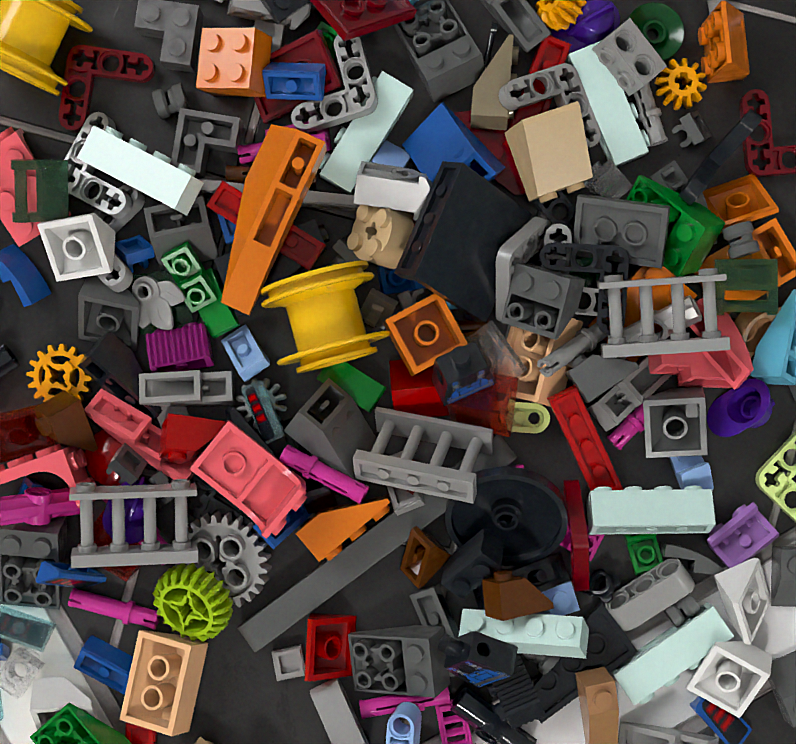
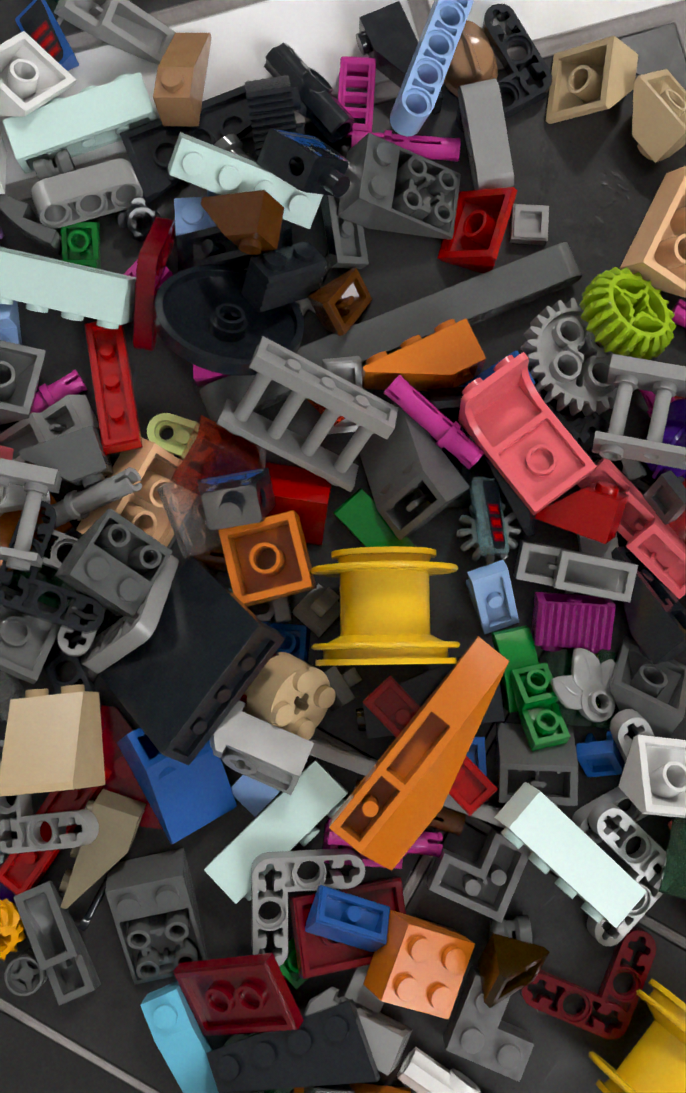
camera: 160 degrees left, 5 degrees down
(166, 77) = (508, 967): none -> dark brown slope

